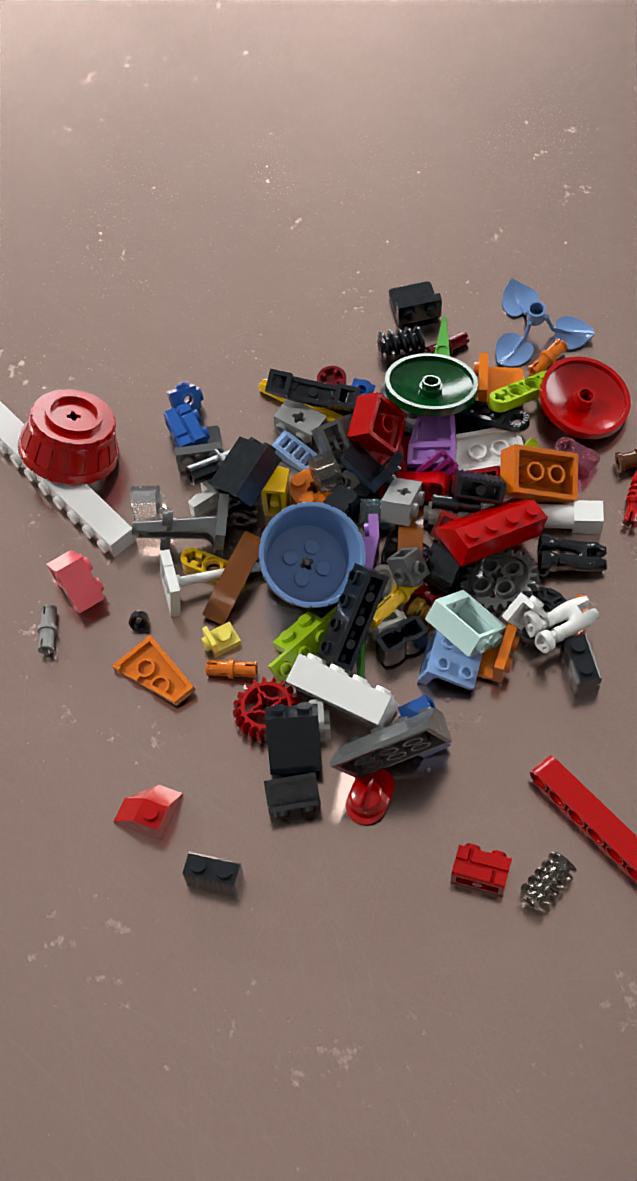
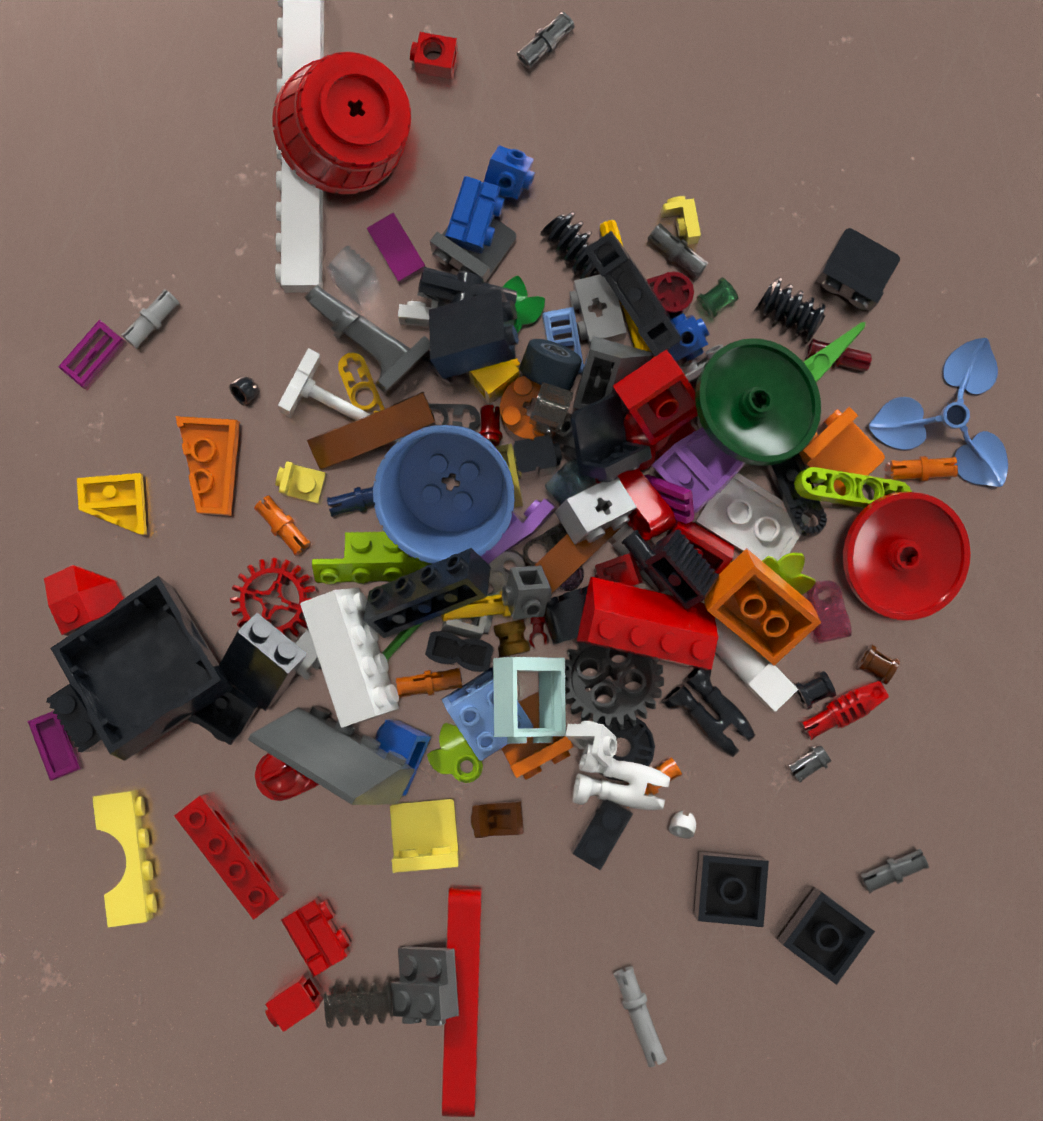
camera: 35 degrees right, 25 degrees up
(28, 696) = (100, 362): none -> magenta tile
(74, 576) = (214, 291): coral brick -> none
(89, 379) = (440, 67): none -> red brick
(117, 739) = (115, 500): none -> yellow wing
(142, 332) = (545, 40): none -> dark grey pin
(168, 484) = (396, 248): none -> magenta tile
(211, 909) = (54, 746): none -> magenta tile
(225, 806) = (141, 669): none -> black tile
(254, 404) = (570, 241): none -> black piece
(263, 619) = (351, 501): none -> dark blue pin
(293, 910) = (121, 817): none -> light yellow arch
(298, 458) = (550, 363): none -> black wheel
(302, 347) = (688, 222): none -> light yellow bracket
(310, 366) = (677, 250): none -> dark grey pin
(355, 369) = (727, 294): none -> clear green bush
(382, 870) = (229, 855): none -> red brick
(402, 675) = (429, 682): none -> orange pin
(454, 699) = (452, 753): none -> lime plate
(485, 758) = (424, 835): none -> light yellow bracket
(508, 912) = (293, 1002): none -> red brick
(517, 710) = (497, 819): none -> reddish brown bracket
(574, 831) = (425, 986): none -> dark grey plate
(612, 499) = (815, 690): none -> black bush
(624, 623) = (683, 825): none -> white hinge

